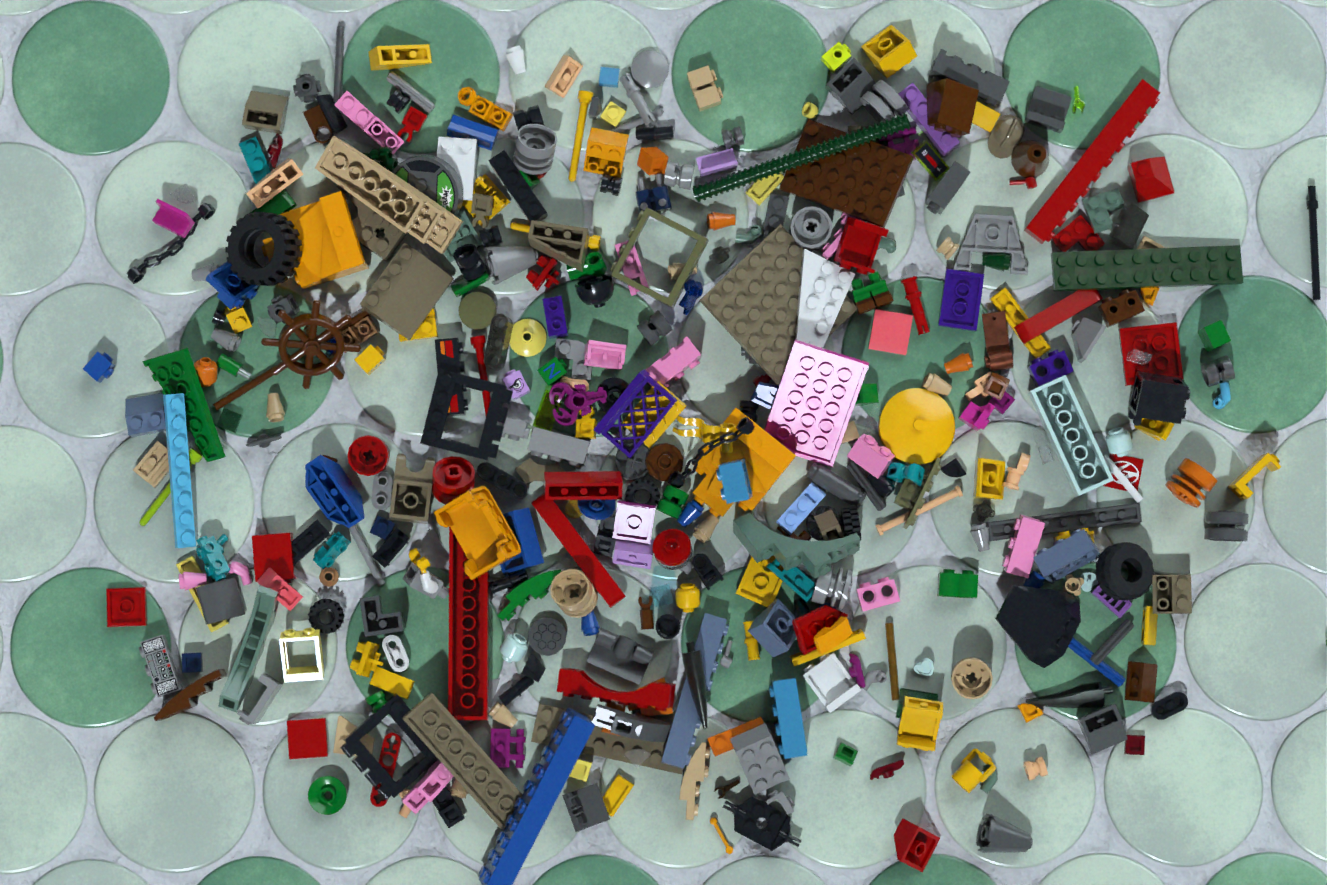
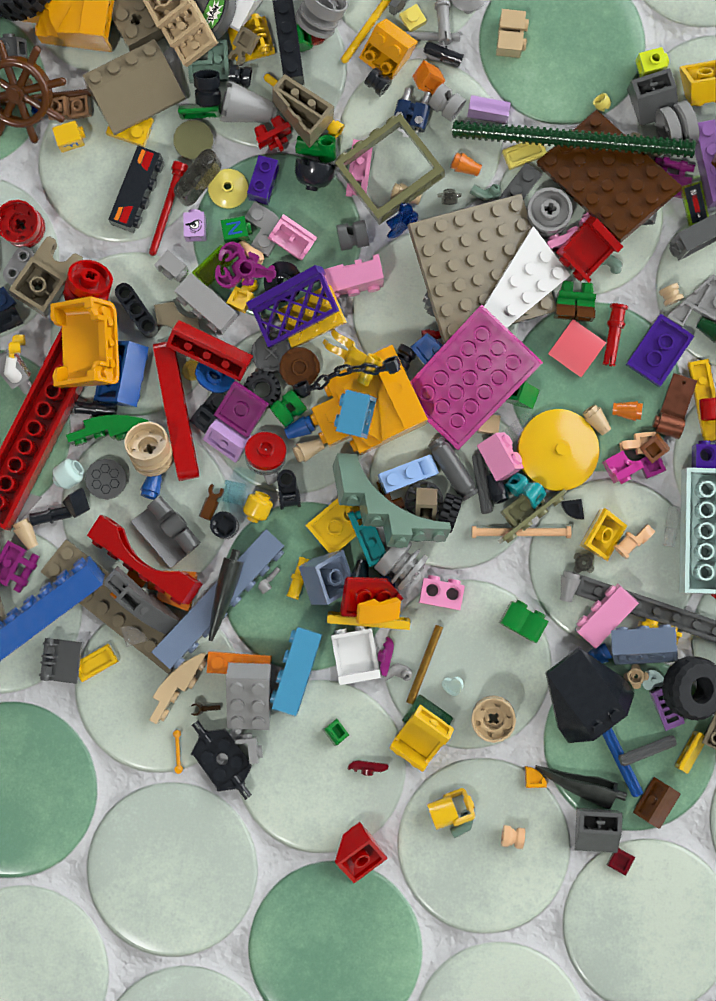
camera: 25 degrees right, 0 degrees up
(439, 409) = (110, 208): black hinge -> none
(581, 770) = (74, 621): light yellow panel -> none
(728, 137) = (511, 92): flat silver wheel -> none
(1001, 836) = (446, 887): dark grey cone -> none
(1169, 706) = (672, 840): black plate -> none

